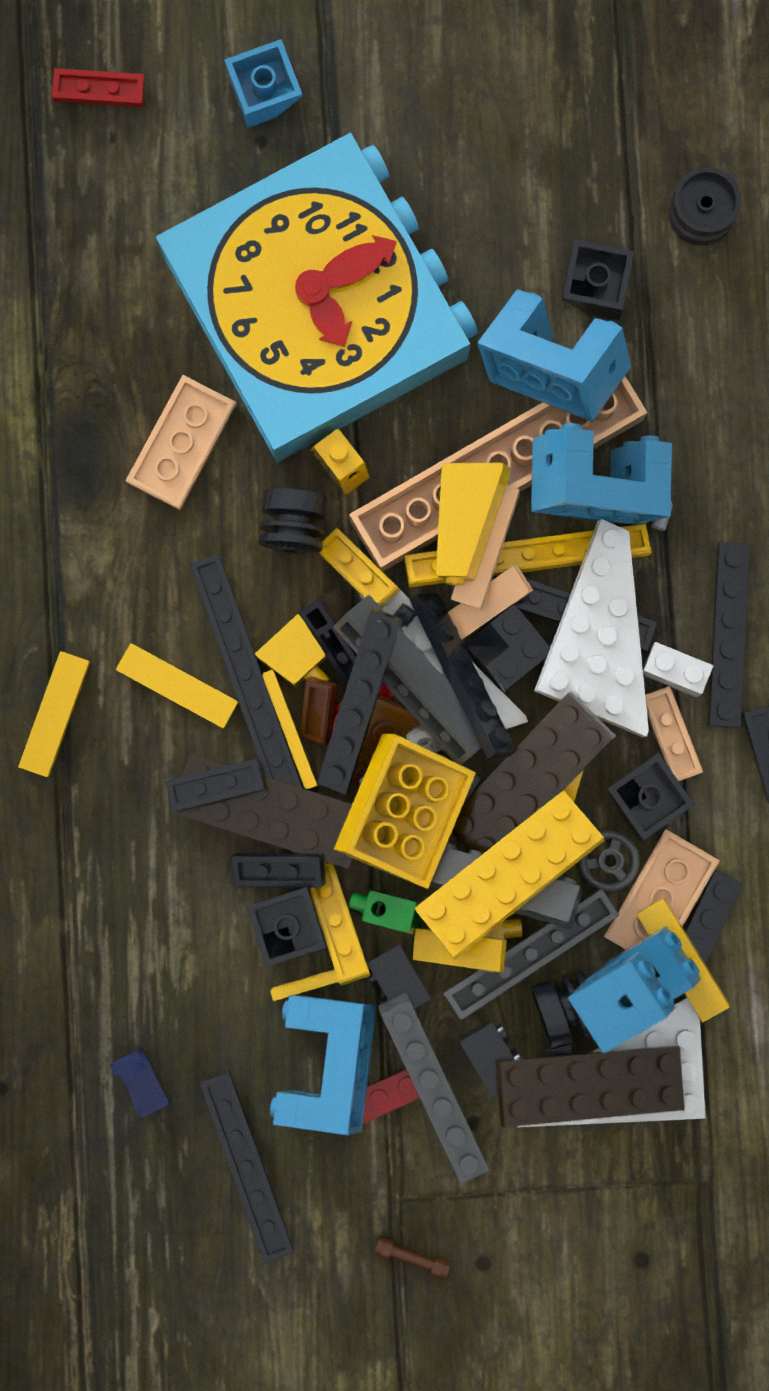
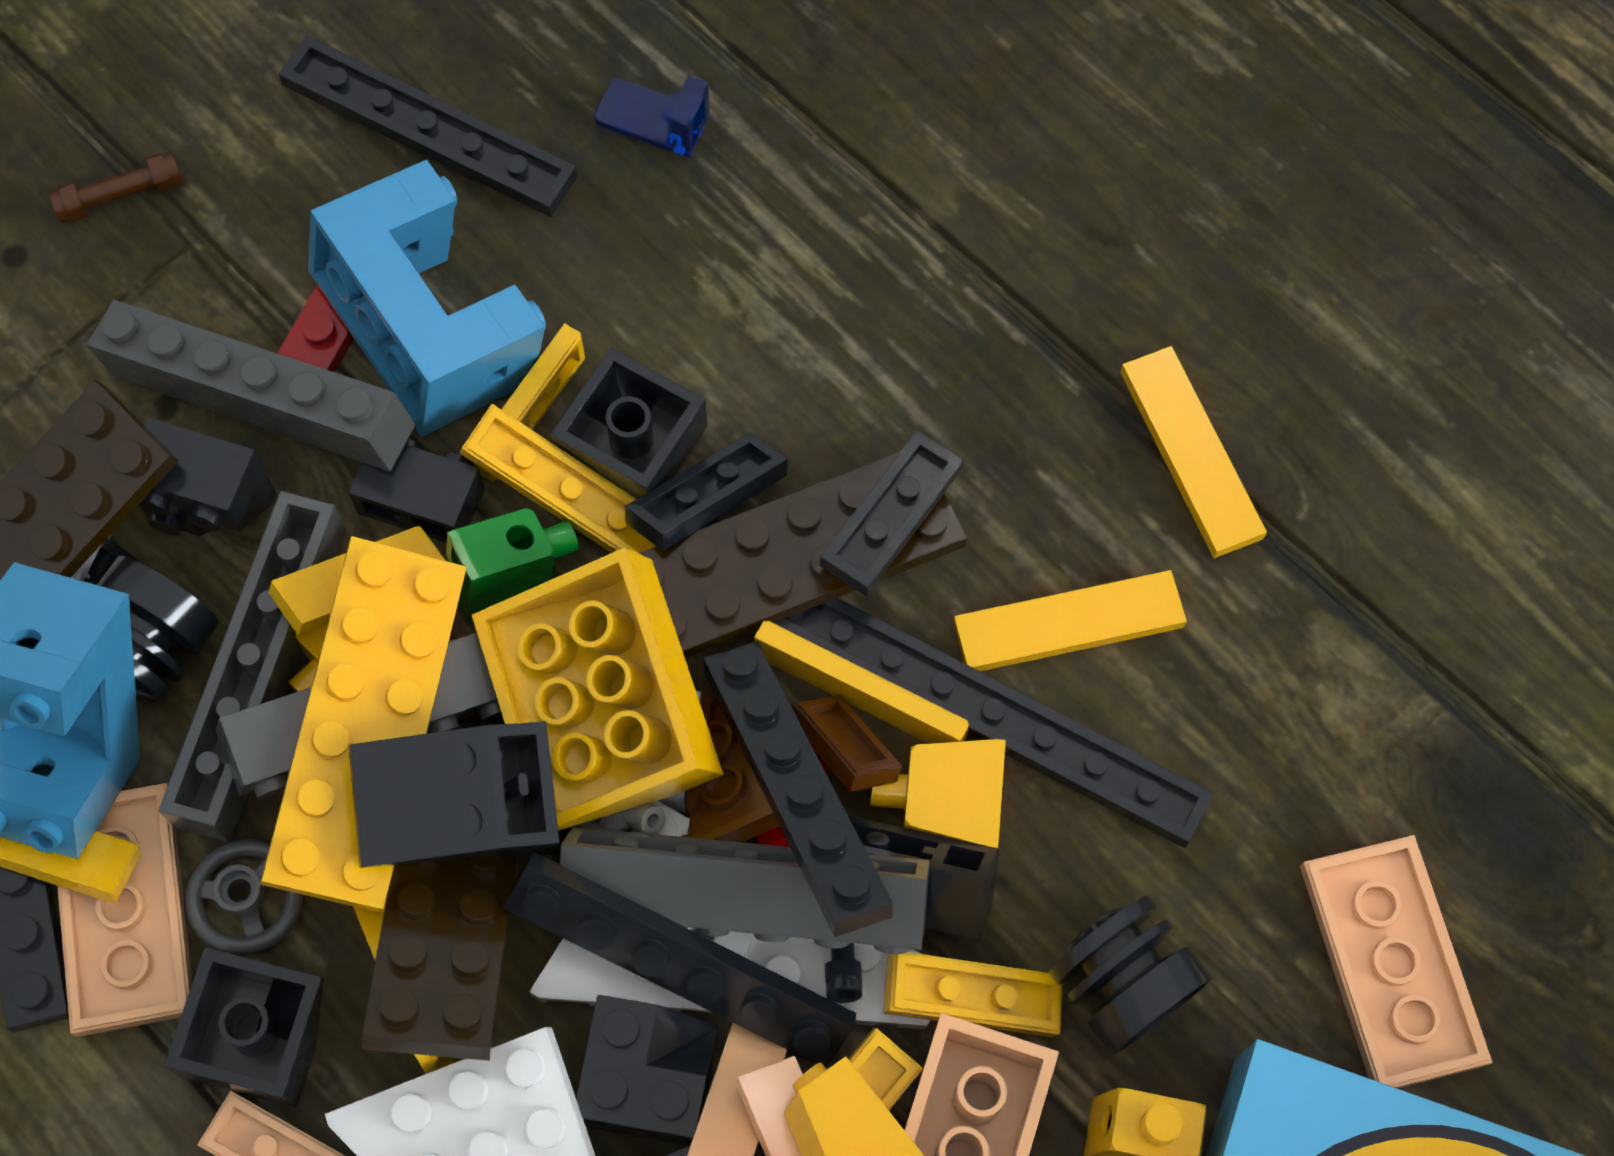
camera: 135 degrees right, 15 degrees down
(500, 806) = (454, 795): none -> black slope

